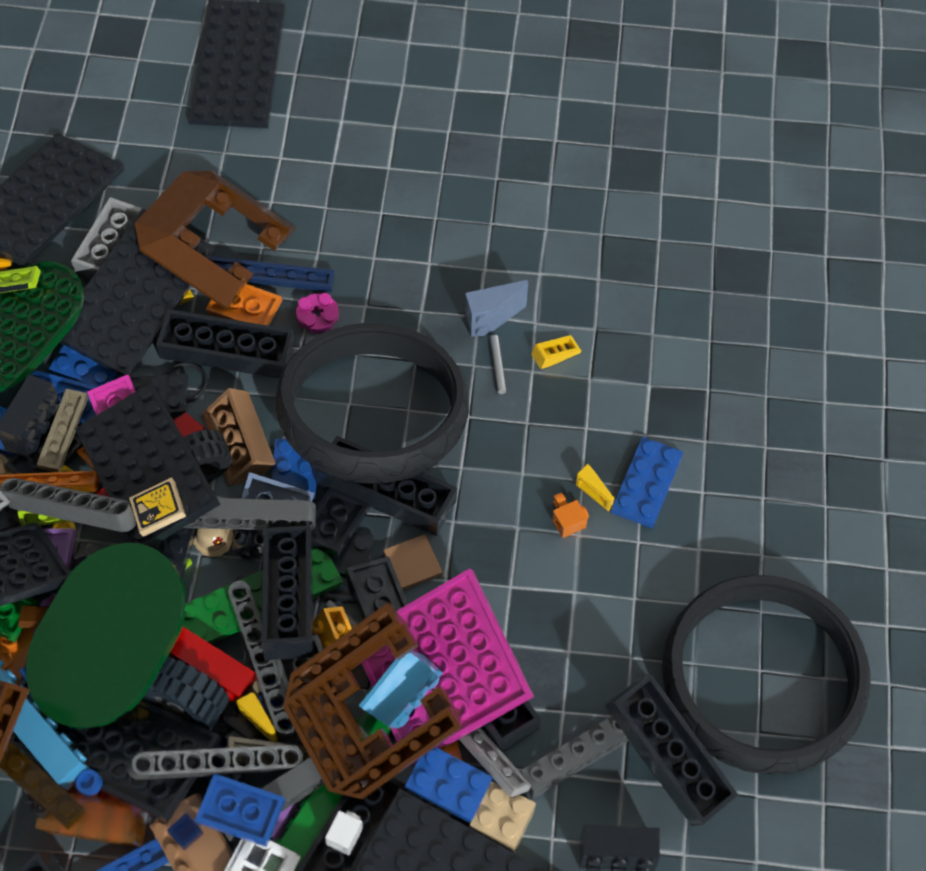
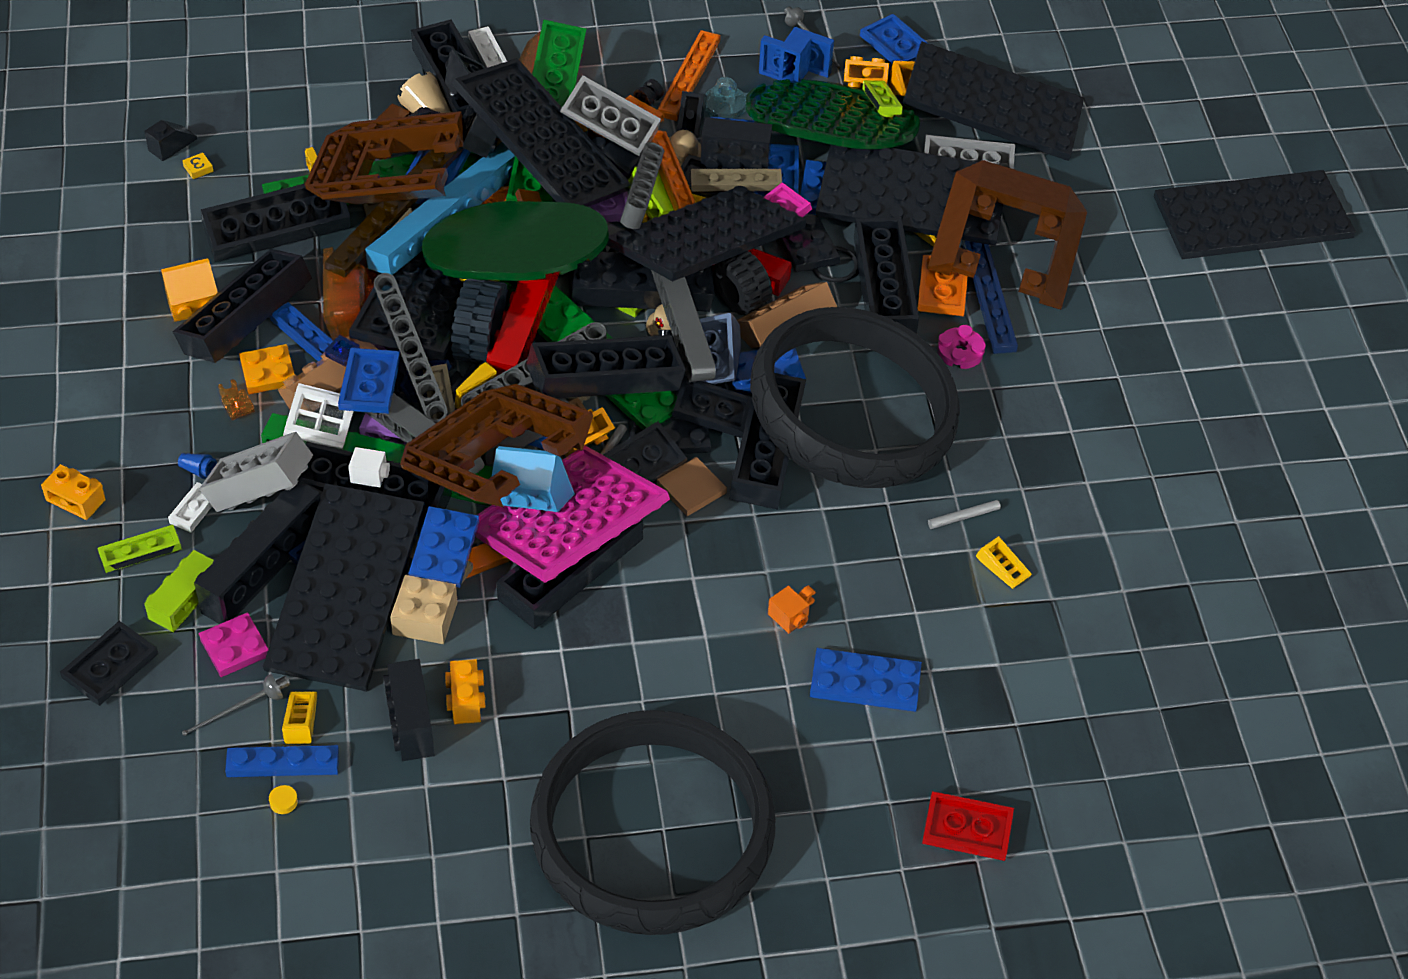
camera: 75 degrees right, 10 degrees down
(89, 782) = (372, 272): blue tile -> none
(157, 507) = (652, 235): tile -> none
(494, 306) = (1027, 486): sand blue slope -> none
(495, 763) = (476, 588): light grey tile -> none
(573, 756) = (520, 670): dark grey brick -> none
(591, 484) = (839, 623): yellow slope -> none
(601, 798) = (465, 695): none -> light orange brick
(671, 750) = (526, 729): black brick -> none
(800, 448) = (968, 826): none -> red plate

